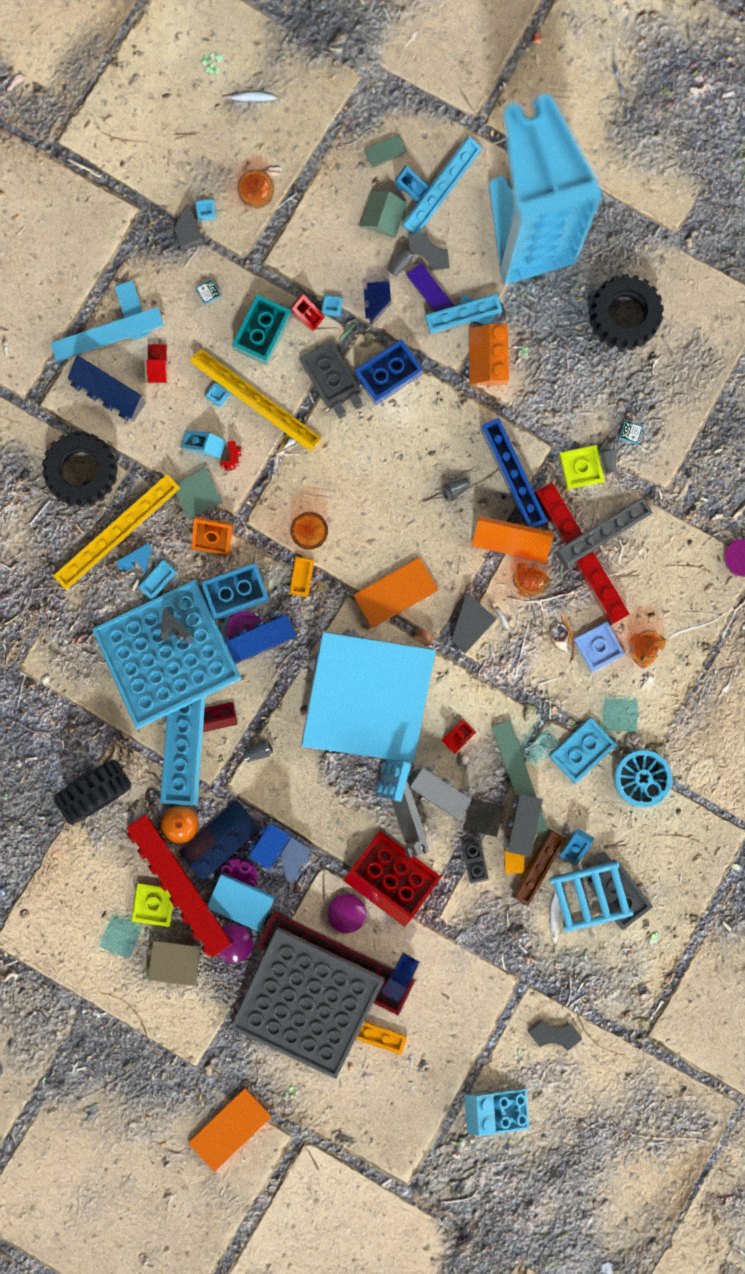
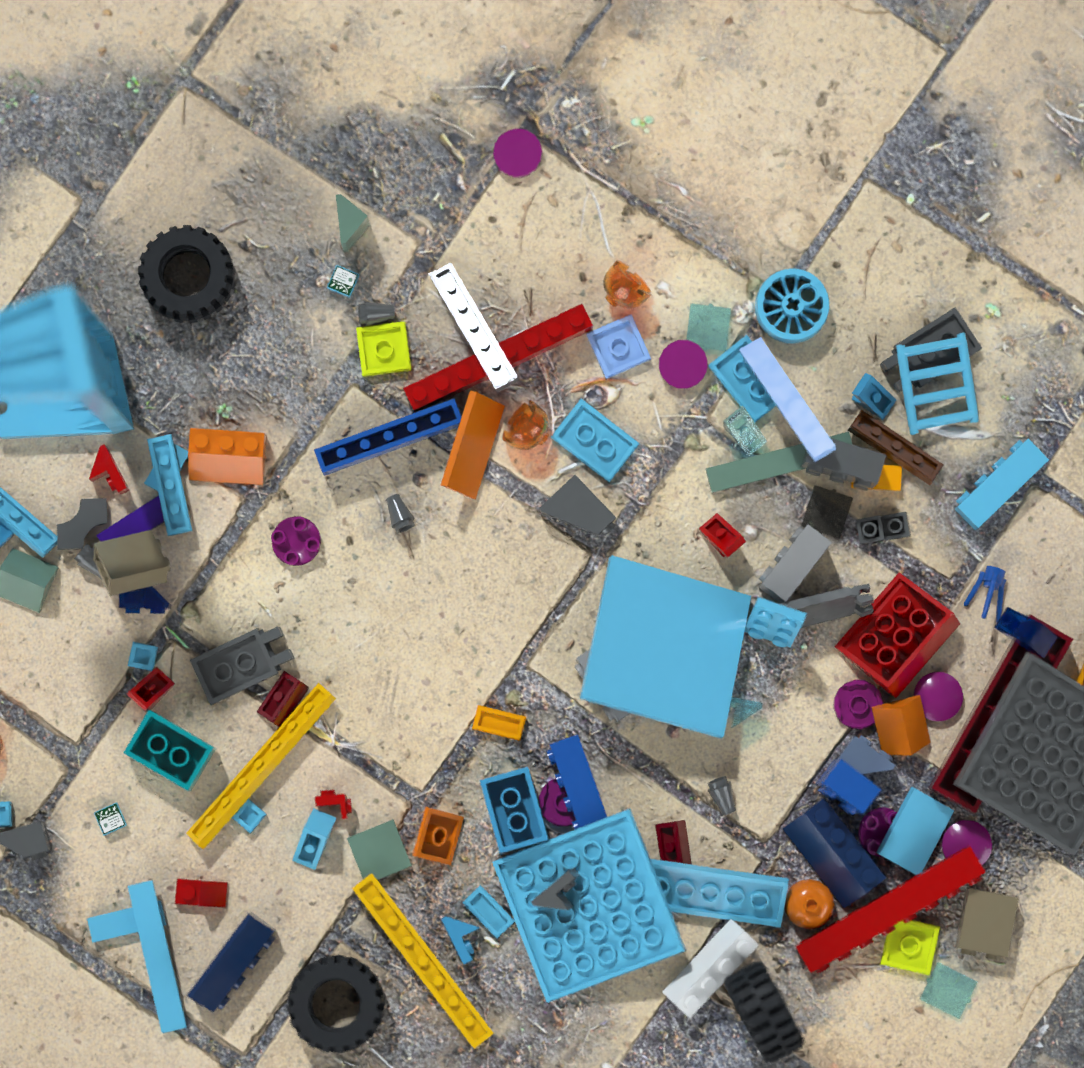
camera: 85 degrees left, 0 degrees up
(125, 750) = (710, 968): none -> white brick
(307, 412) = (282, 699): none -> dark red slope
(309, 530) = (442, 707): clear orange cylinder -> none
(321, 886) = (901, 726): none -> orange slope
(325, 762) = (743, 709): none -> clear light blue slope
(336, 851) = (854, 703): none -> magenta tile
(388, 372) = (240, 588): blue brick -> none
(395, 593) = (529, 602): orange tile -> none
(401, 288) = (131, 562): none -> dark tan brick
(424, 637) = (589, 569): nougat piece -> none
(428, 412) = (296, 541): none -> magenta dish
(441, 950) = (992, 578): none -> blue plant
(475, 265) = (104, 465): none -> red slope
(516, 952) = (1001, 484): none -> medium azure brick
(524, 634) = (595, 440): none -> medium azure tile
(567, 777) = (787, 399): none -> light blue tile
(589, 697) = (683, 364): none -> magenta tile
(675, 432) = (351, 222): none -> sand green slope

